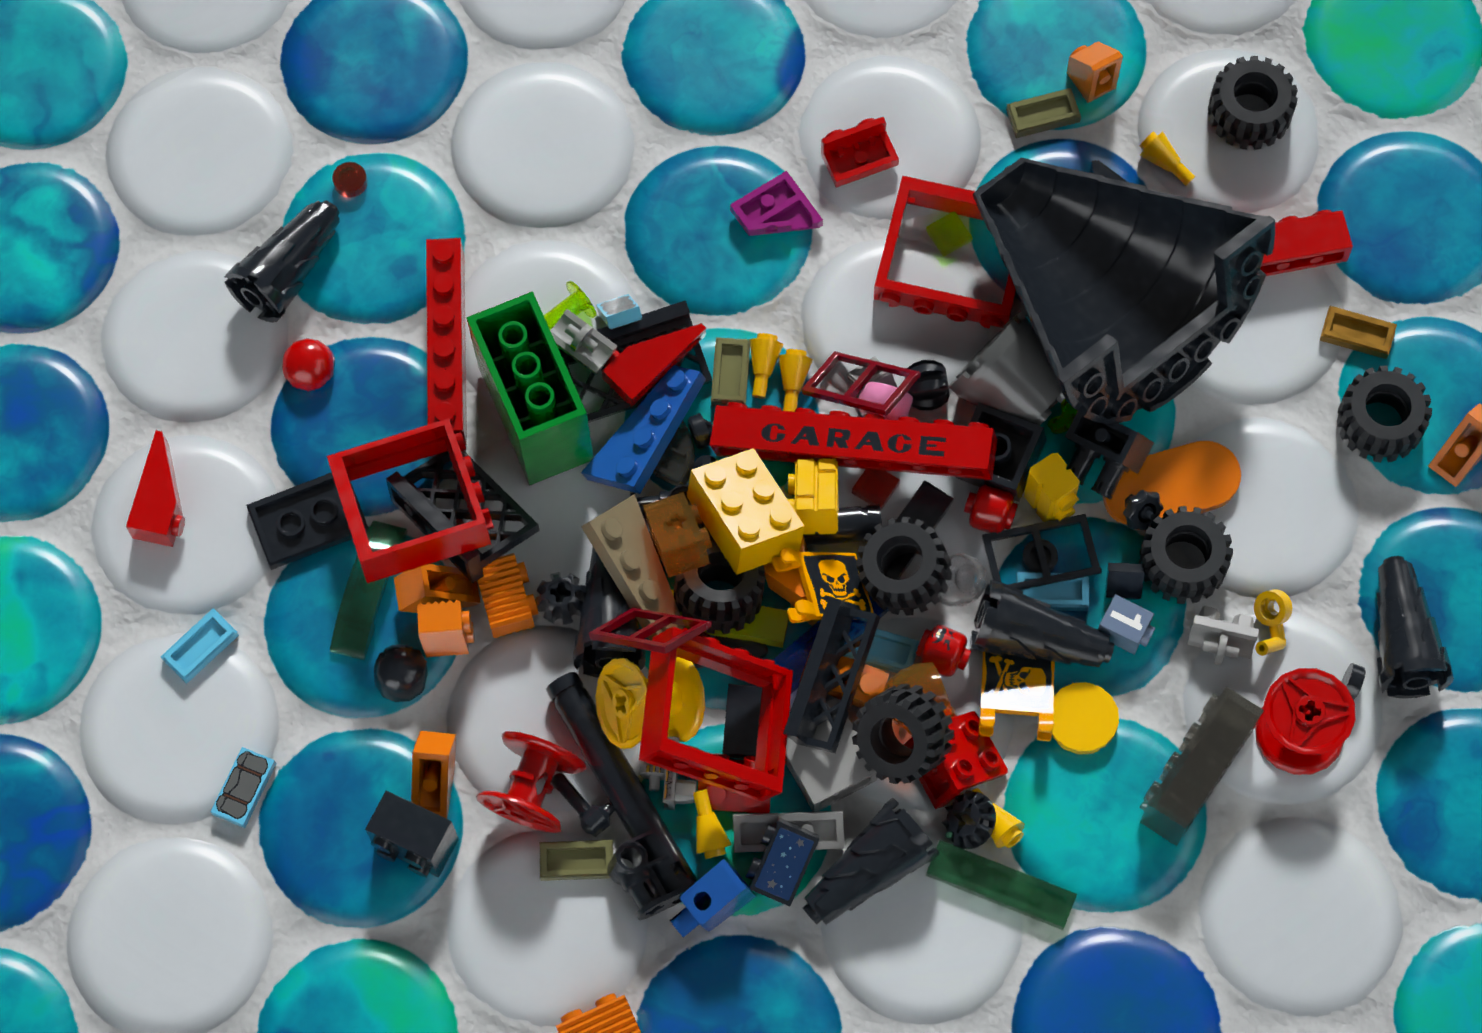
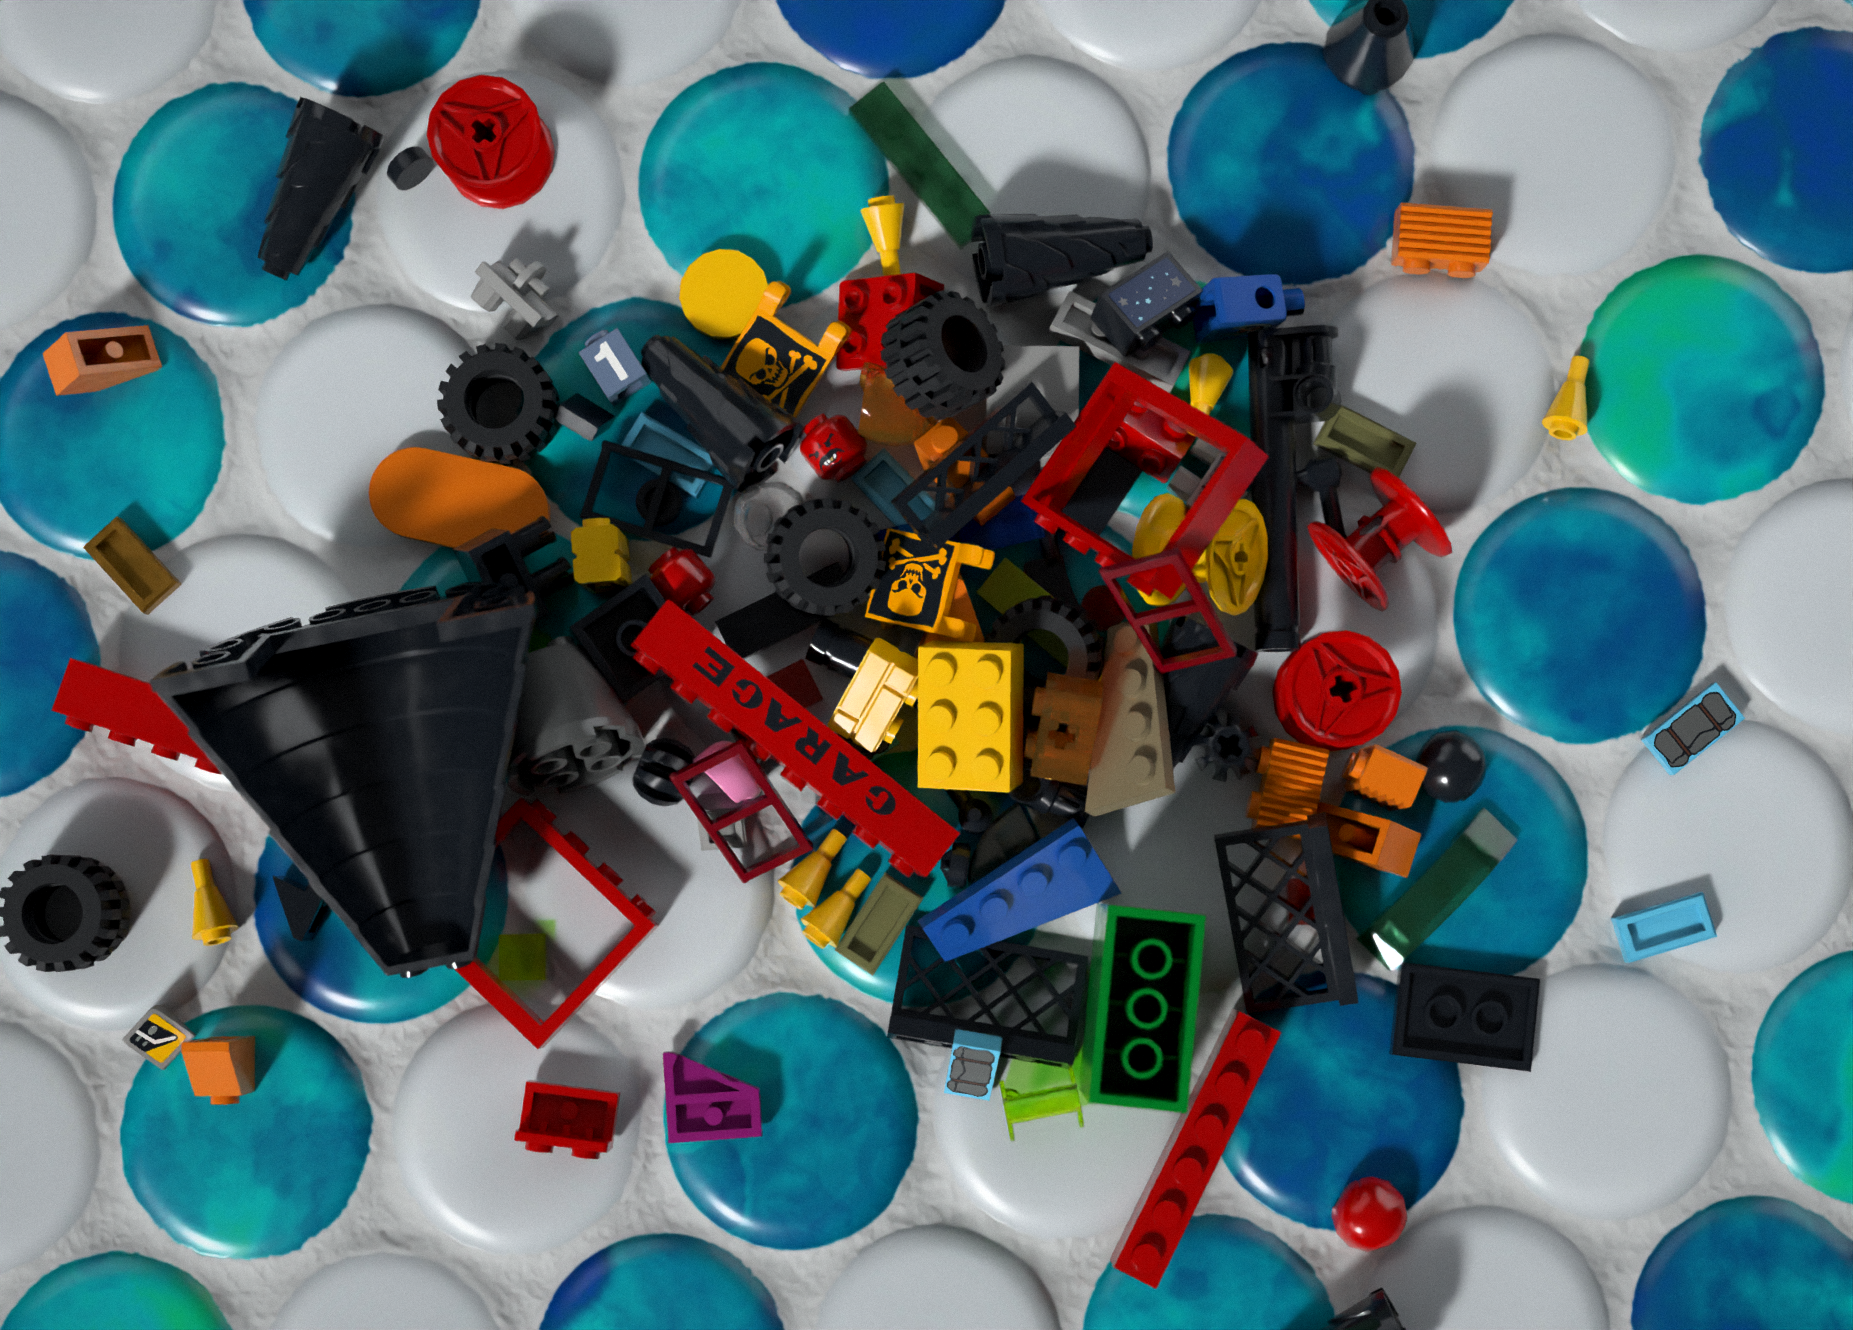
camera: 150 degrees left, 15 degrees up
(157, 506) = (1631, 1135): red slope -> none
(394, 452) = (1403, 1038): red window -> none
(412, 835) = (1541, 555): black brick -> none
(433, 771) = (1475, 624): orange slope -> none
(442, 959) = (1568, 411): none -> yellow cone
(506, 666) = (1341, 661): none -> red piece
(582, 342) = (1045, 1037): light grey hips -> none
(646, 363) = (977, 978): red slope -> none
(980, 810) = (901, 239): black gear -> none
(1043, 113) = (316, 1050): olive tile -> none
(1142, 509) = (515, 481): black piece -> none
(1145, 69) = (158, 1036): none -> slope
(1204, 760) = (635, 156): clear smoke brick -> none
(1268, 616) = (447, 284): yellow plate -> none
(1396, 391) = (143, 419): black tyre -> none

